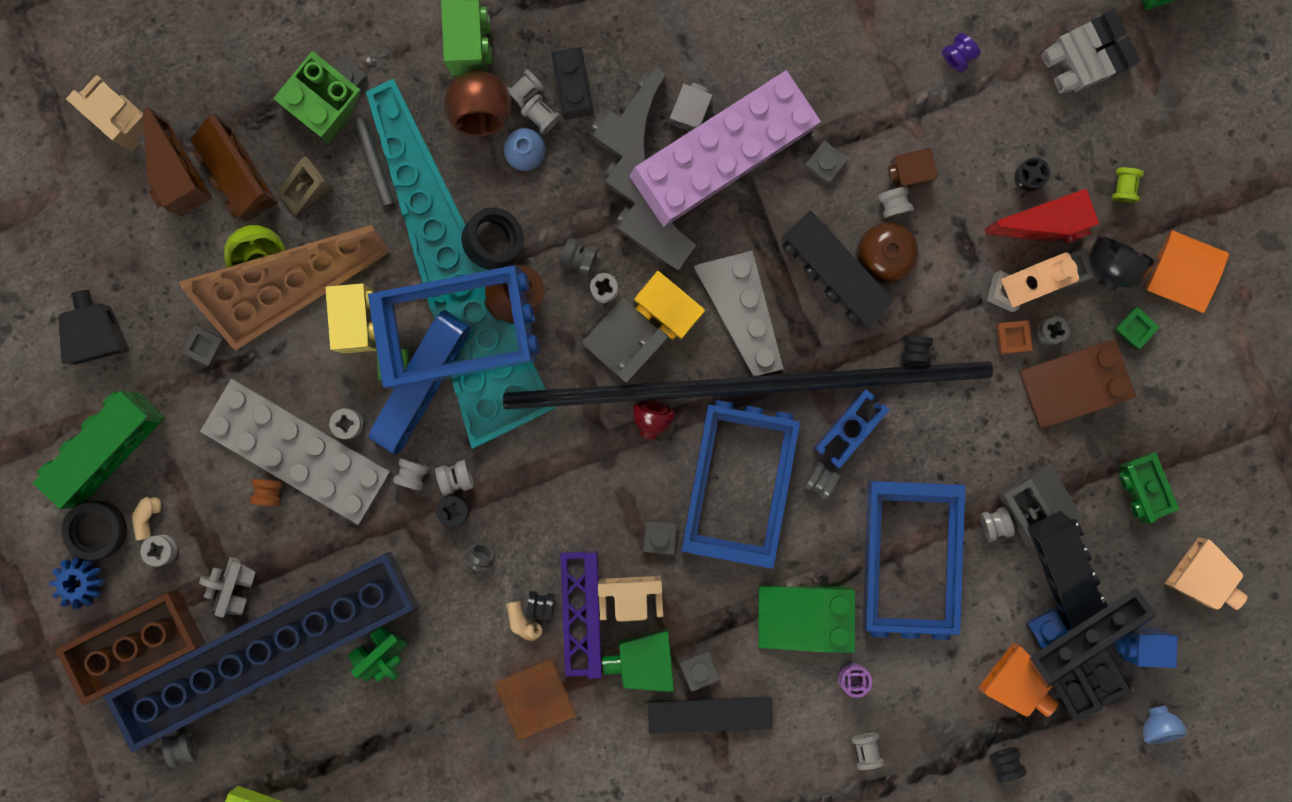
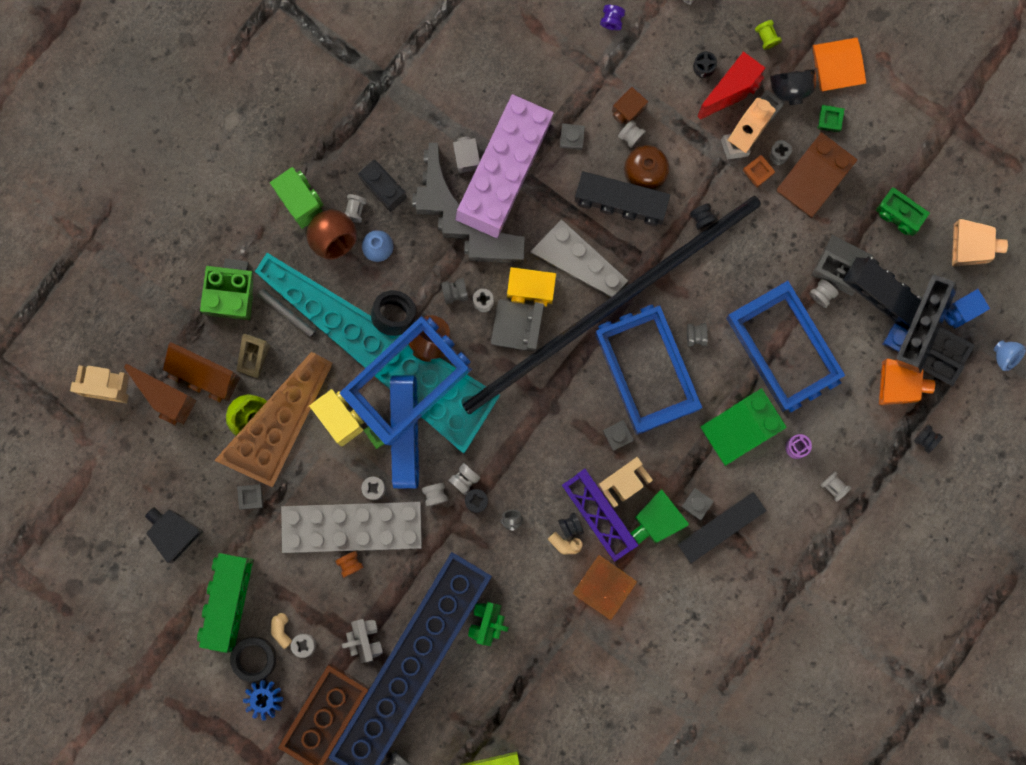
camera: 30 degrees left, 5 degrees down
(540, 114) = (374, 217): light grey bush -> none
(652, 418) = (565, 362): dark red brick -> none
(864, 428) = (702, 285): blue piece -> none

